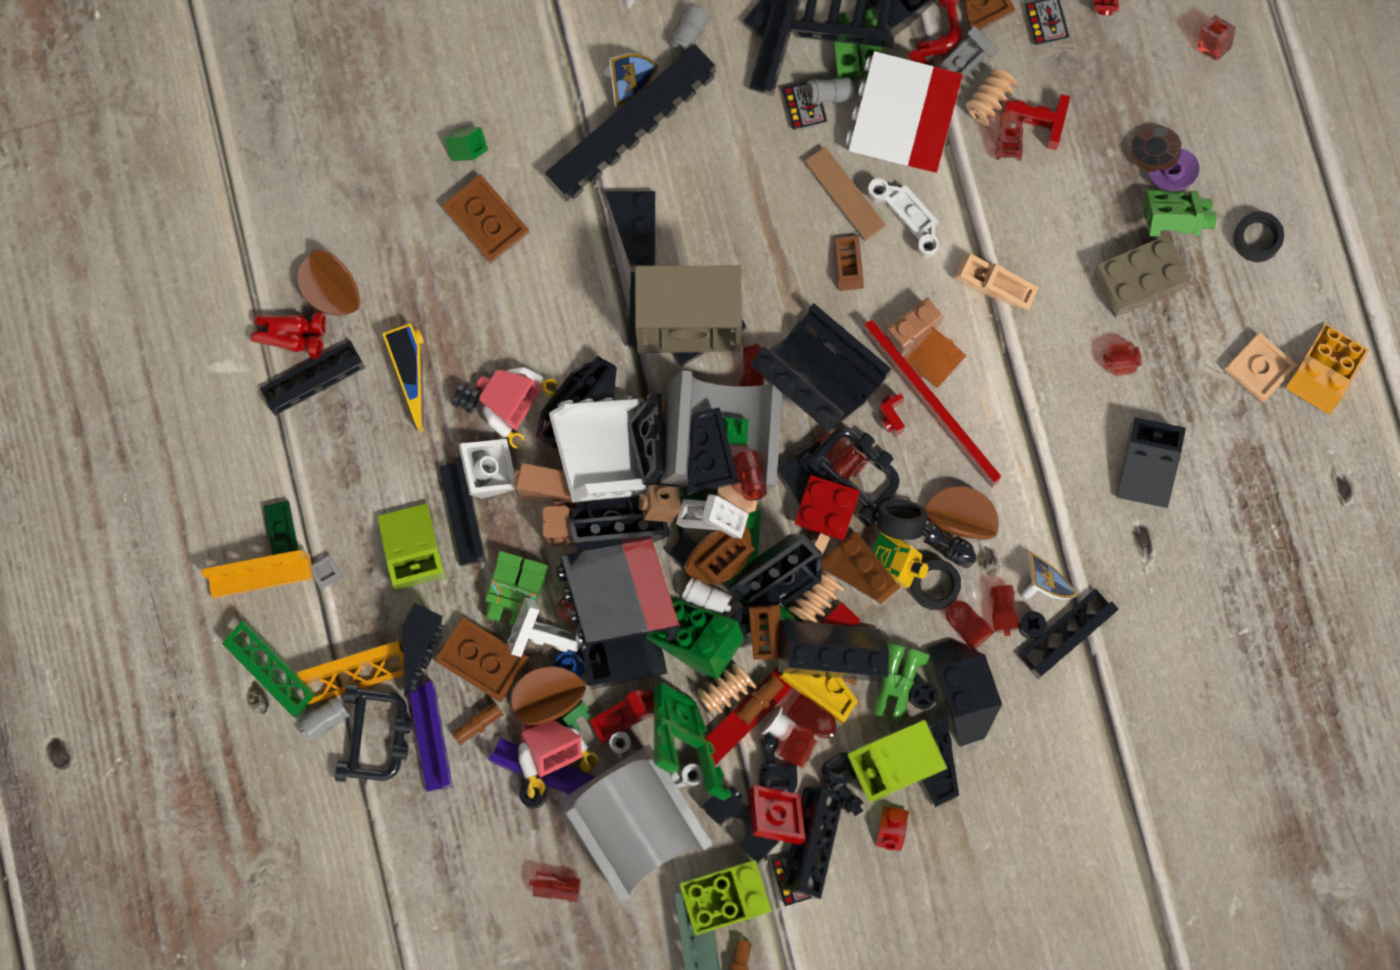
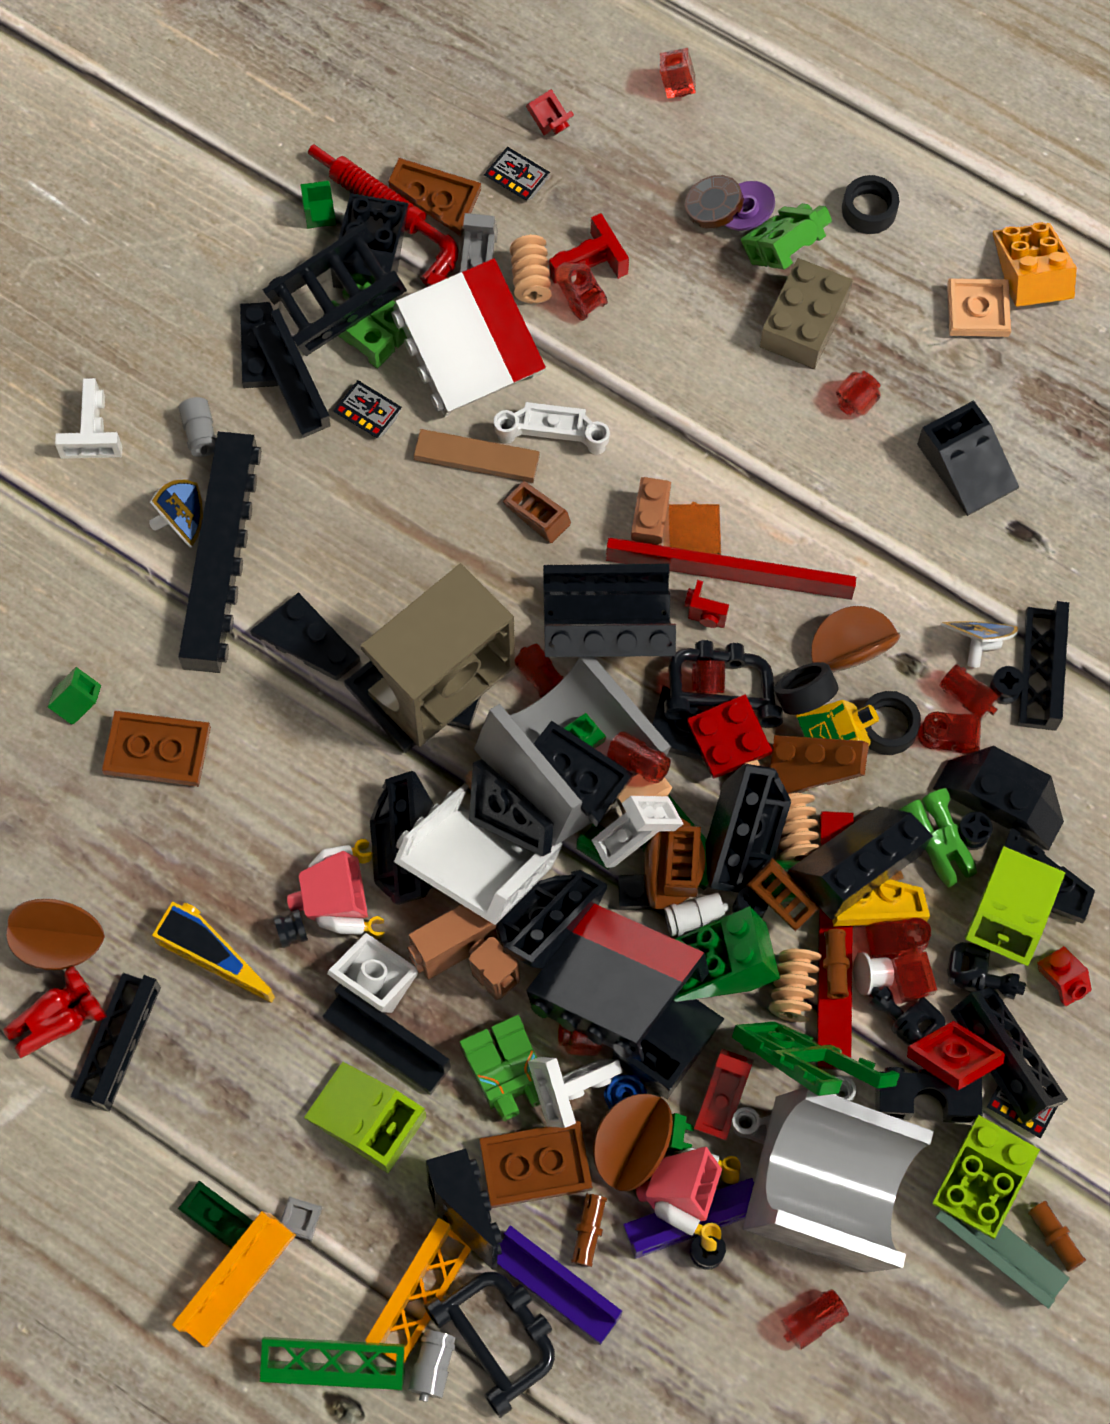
camera: 45 degrees left, 10 degrees down
(660, 503) = (573, 861): medium nougat brick -> none
(832, 90) = (380, 376): light grey piece -> none
(957, 551) = (882, 674): black piece -> none
(995, 282) = (684, 420): light nougat slope -> none

